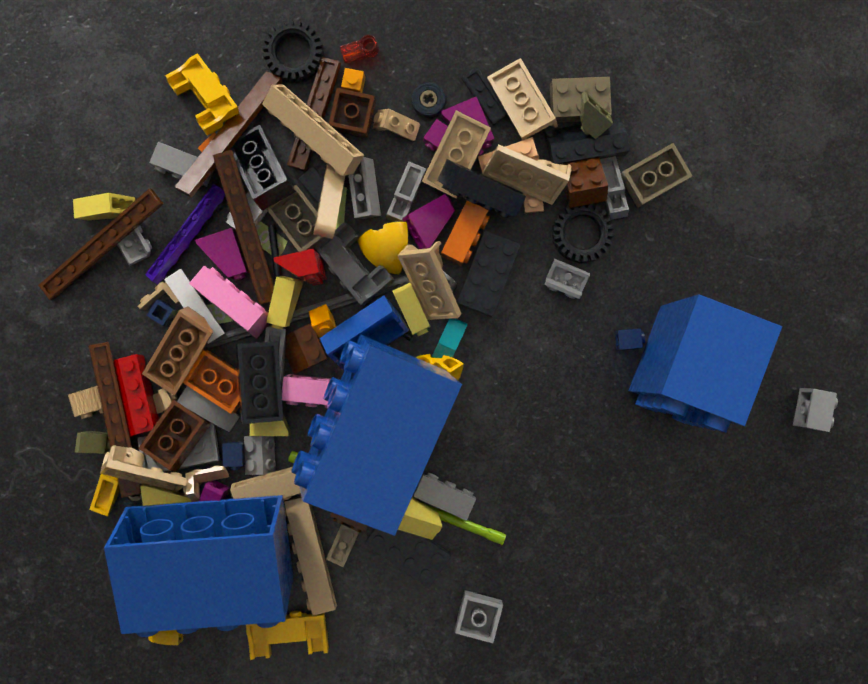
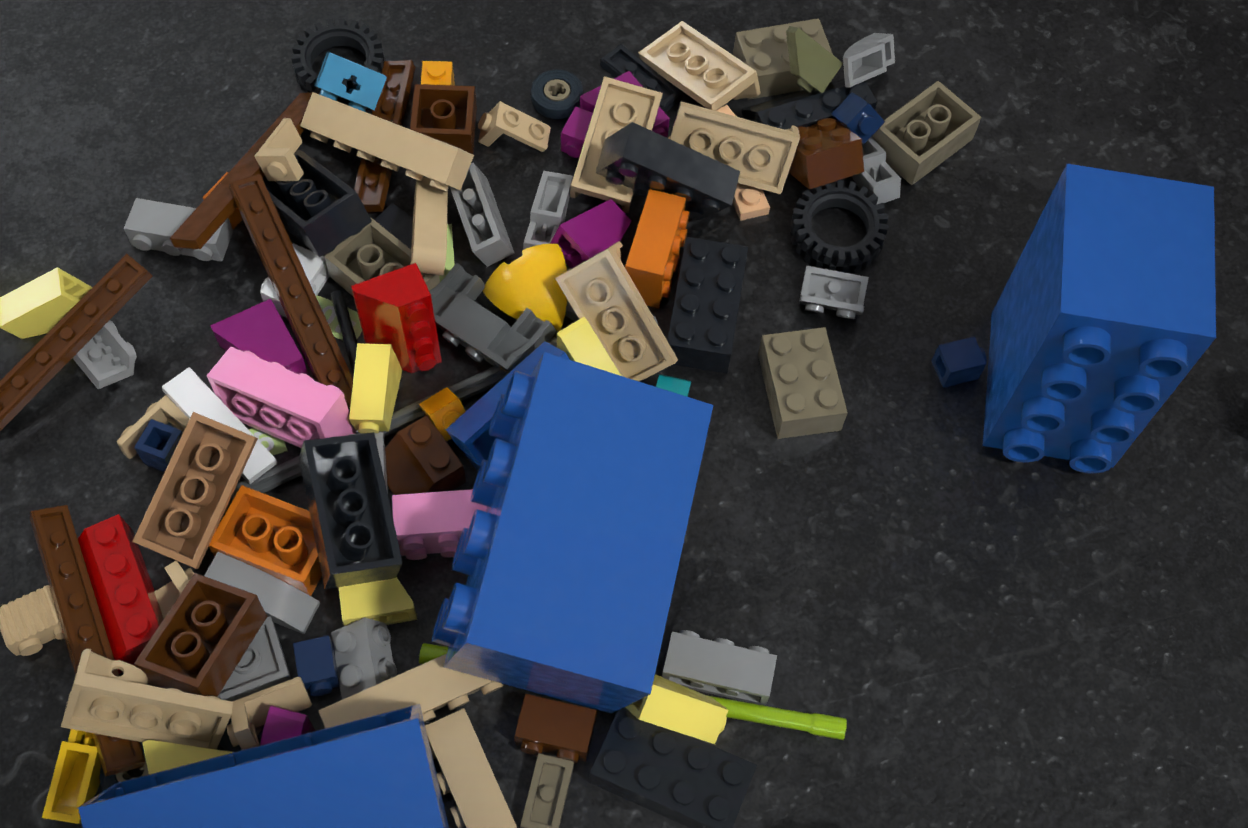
camera: 20 degrees left, 25 degrees down
(92, 442) = (41, 685): olive slope -> none
(185, 234) = (187, 335): dark purple plate -> none
(207, 88) = (208, 119): yellow bracket -> none
(243, 130) = (277, 153): none -> tan bracket
(296, 78) = (338, 68): none -> dark azure brick
(356, 50) = (449, 42): clear red piece -> none
(532, 336) = (802, 383): none -> dark tan brick
(612, 163) = (858, 117): none -> dark blue brick
(633, 114) = (868, 58): none -> light grey slope

